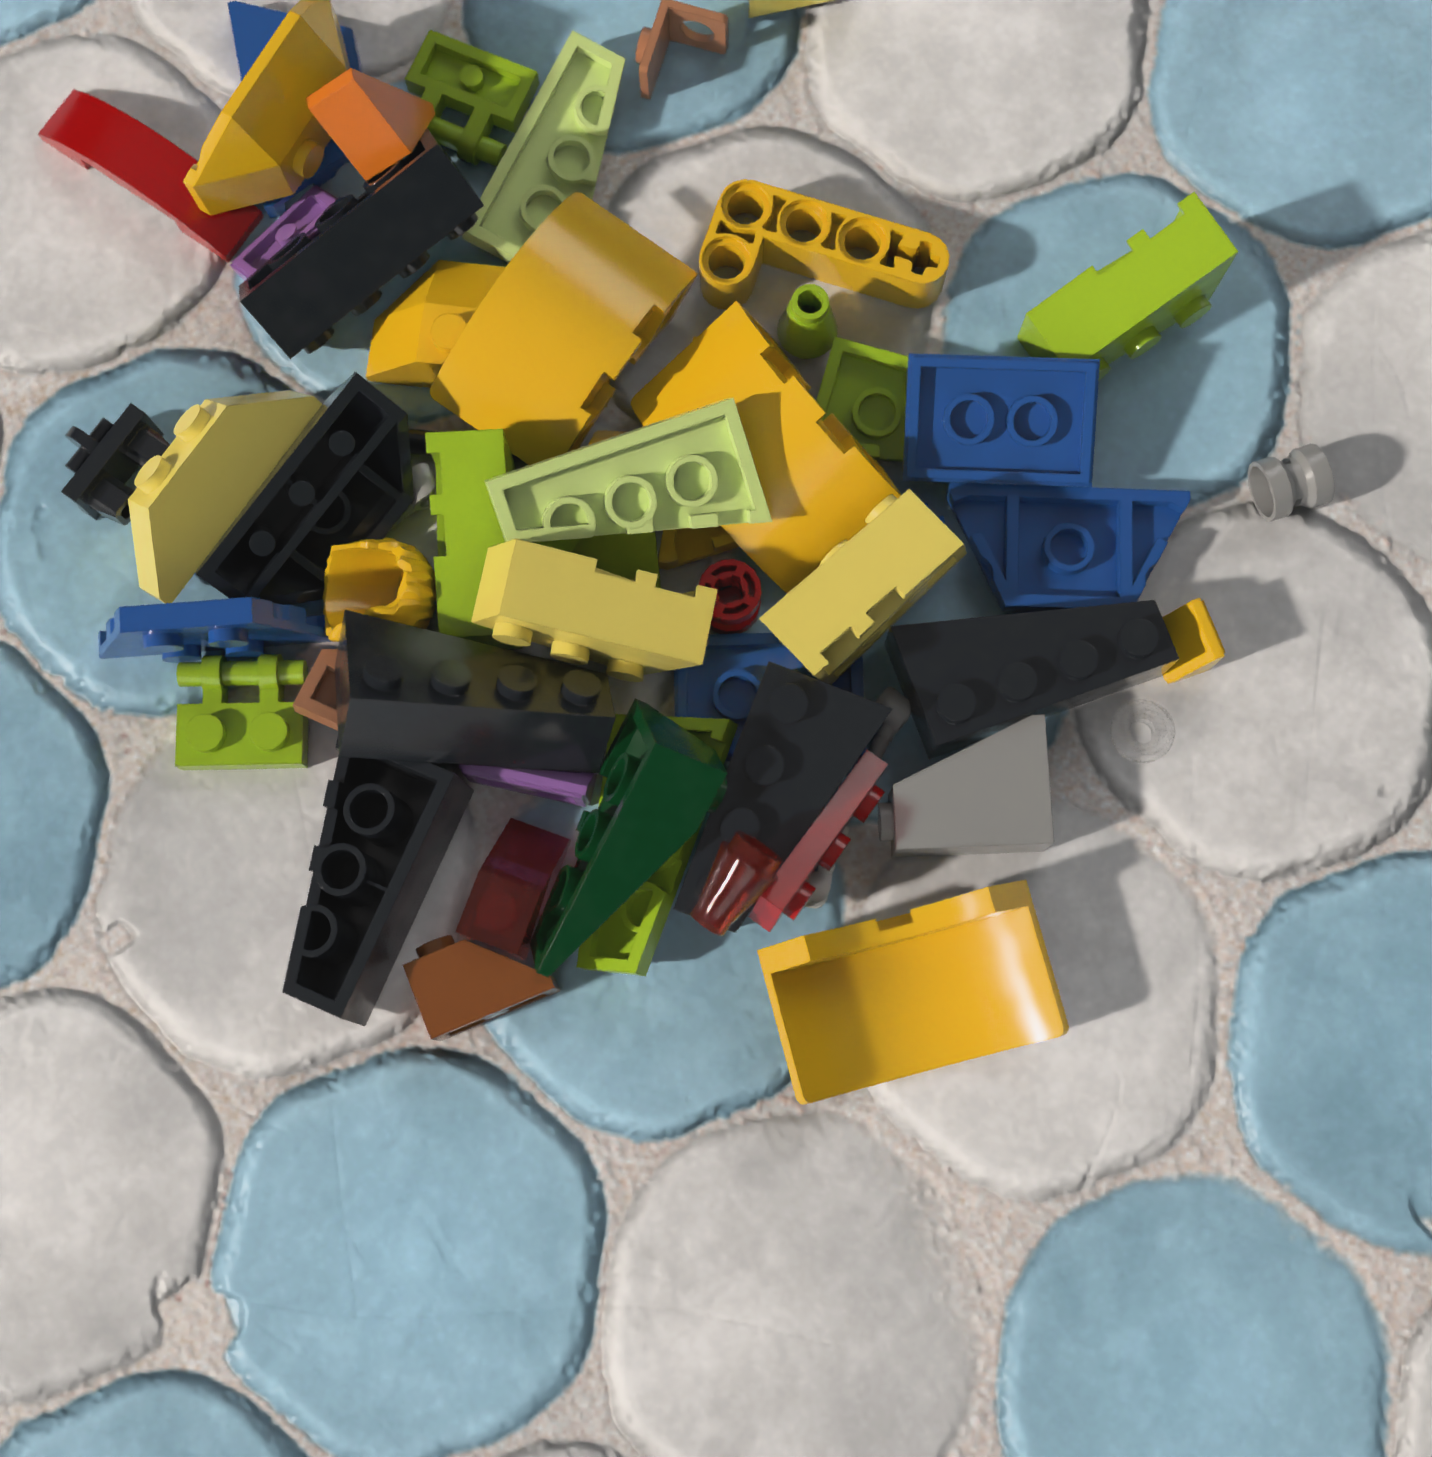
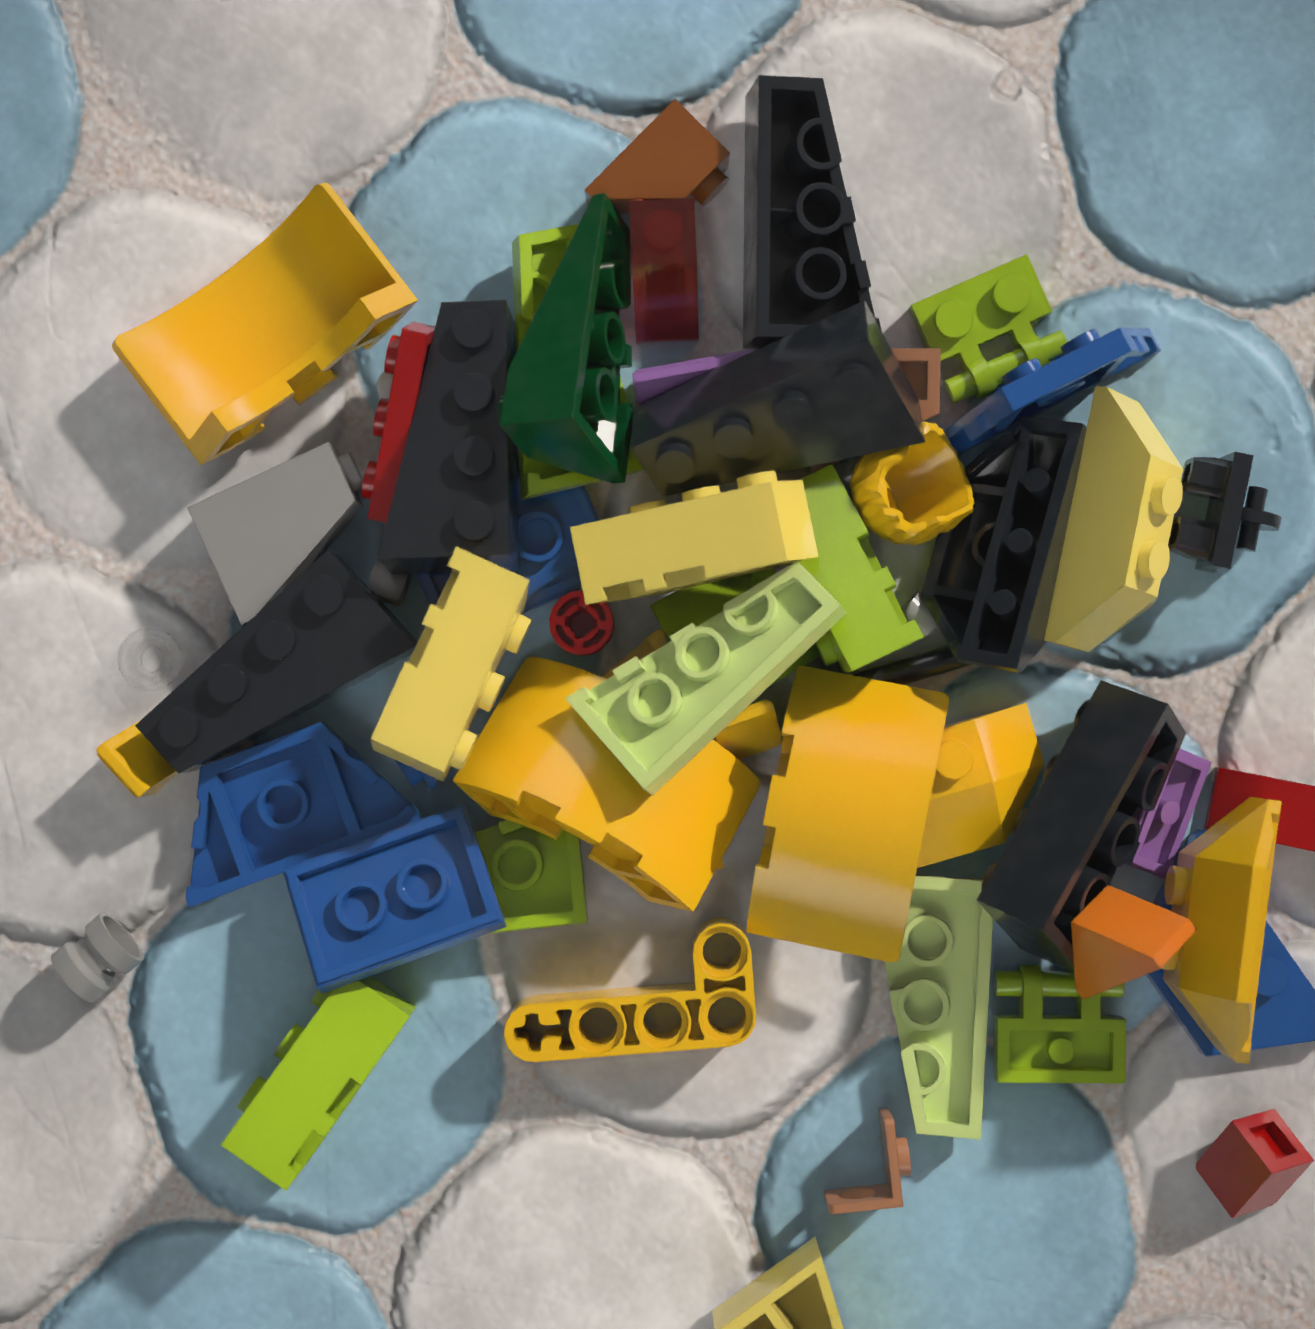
camera: 155 degrees right, 10 degrees up
(735, 882) = (452, 339): clear red cone -> none
(807, 323) = (625, 909): lime cone -> none

